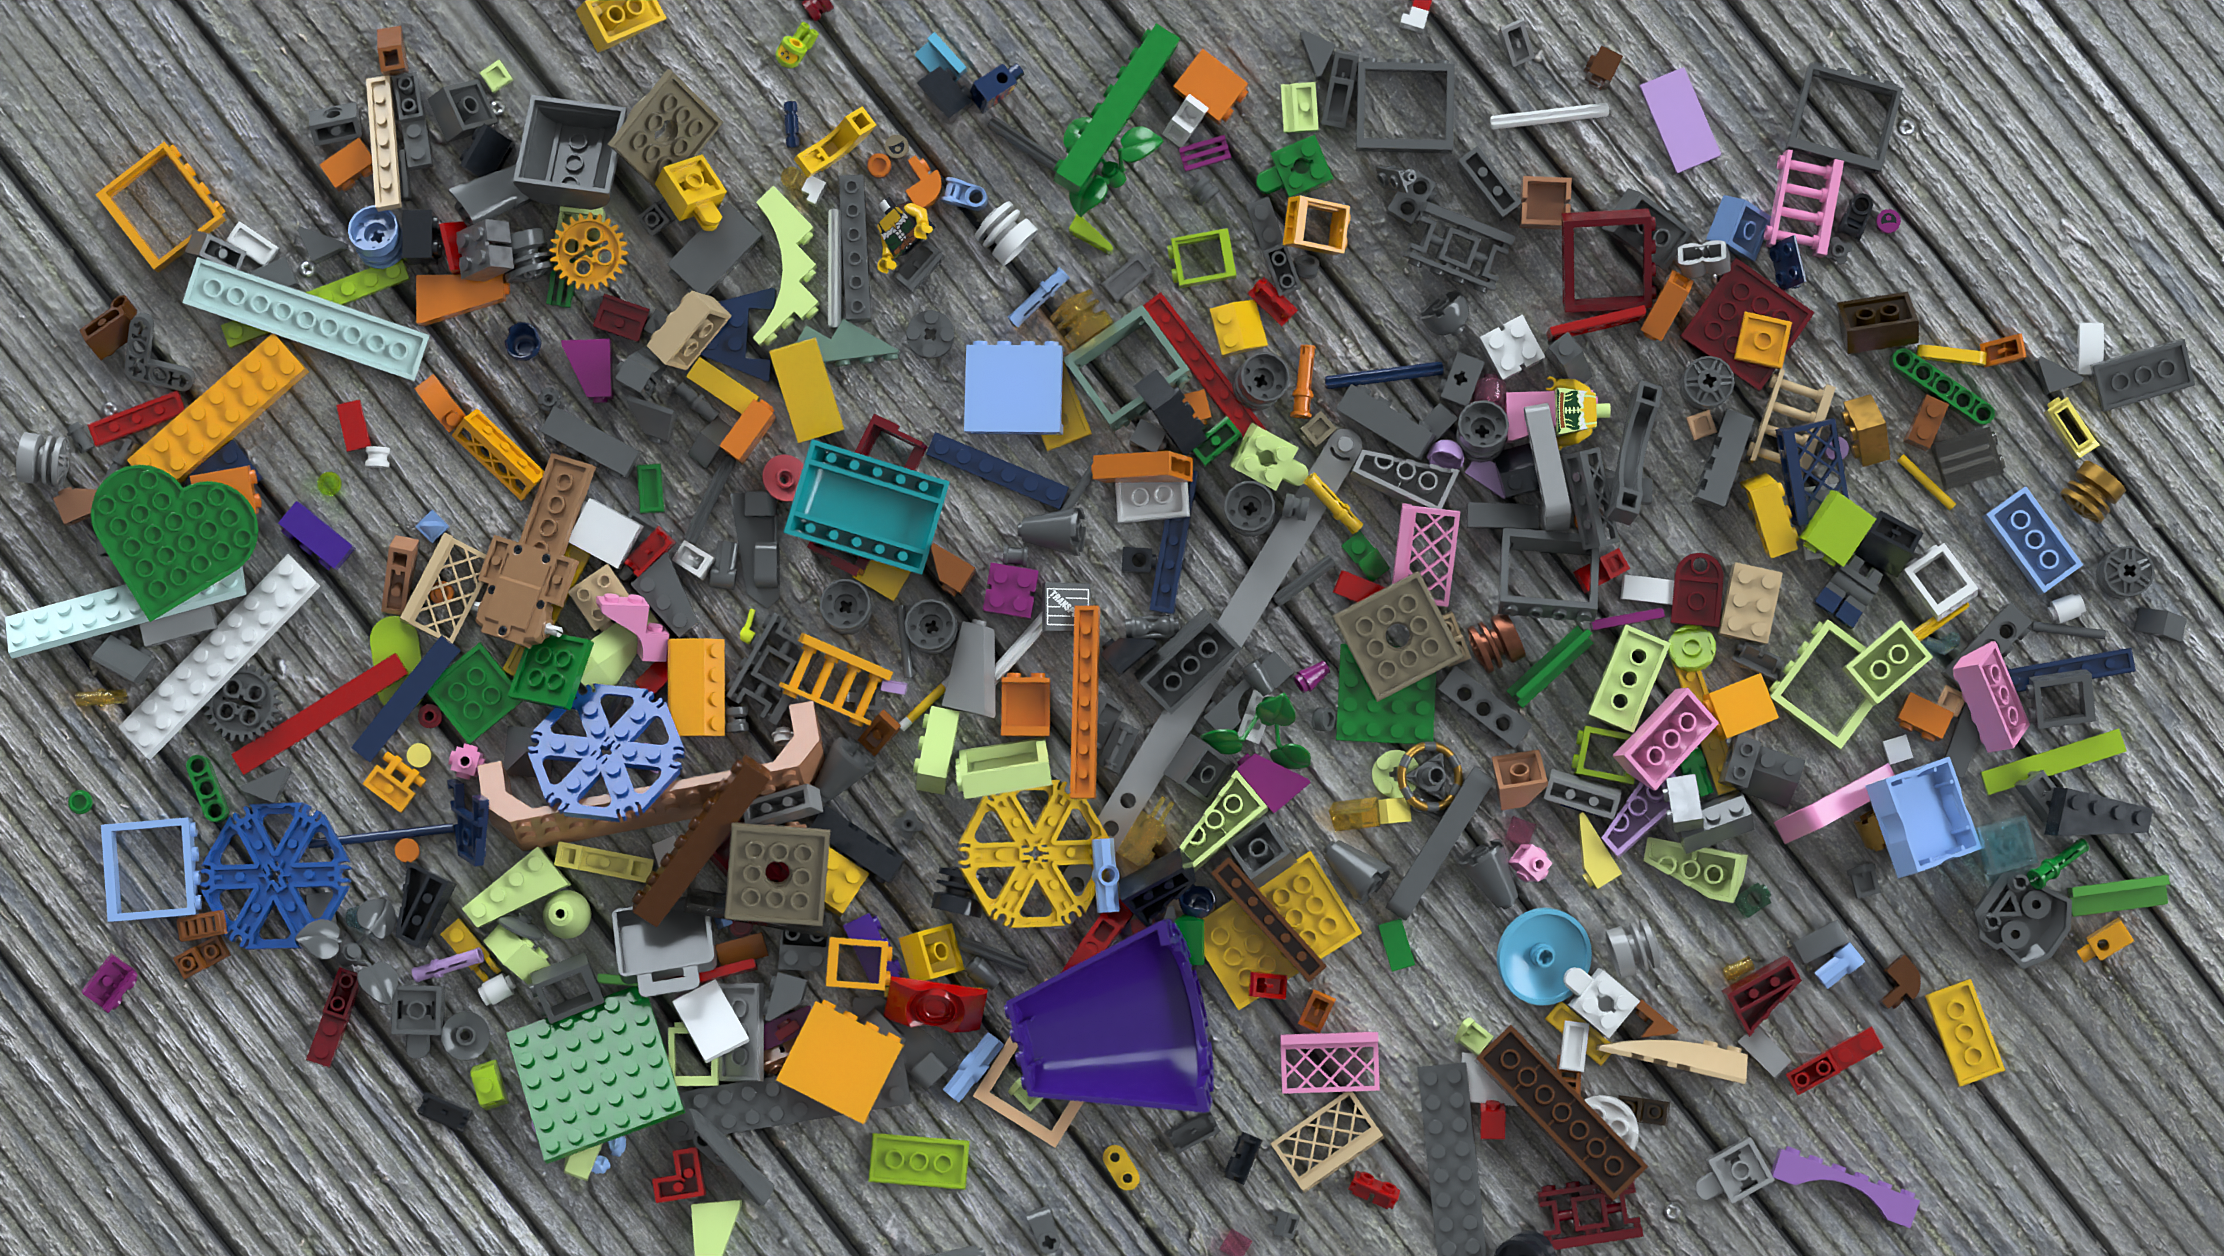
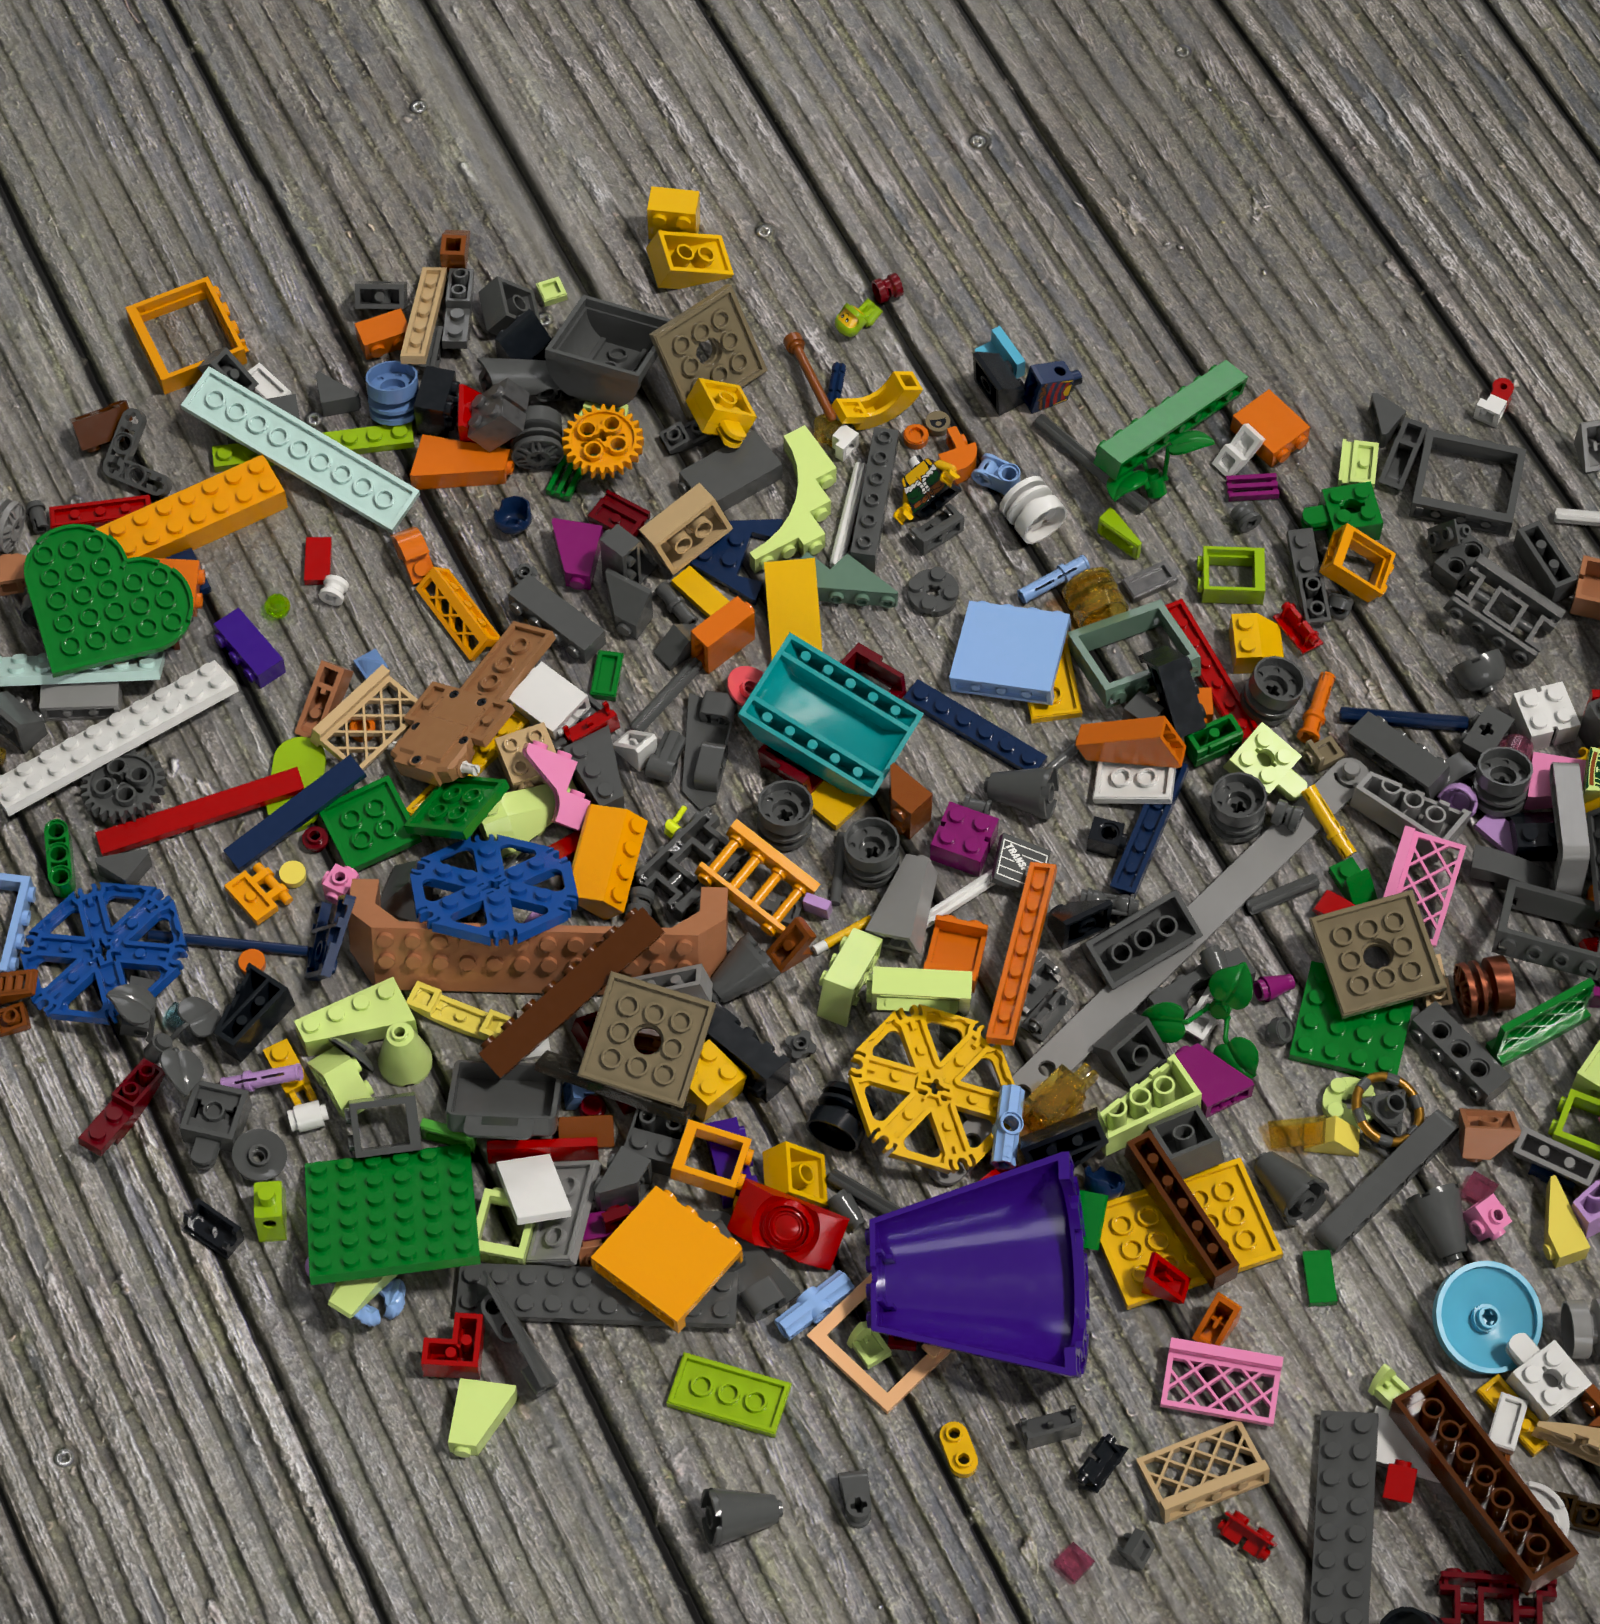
camera: 10 degrees right, 25 degrees down
(743, 89) = (795, 345): none -> dark orange piece

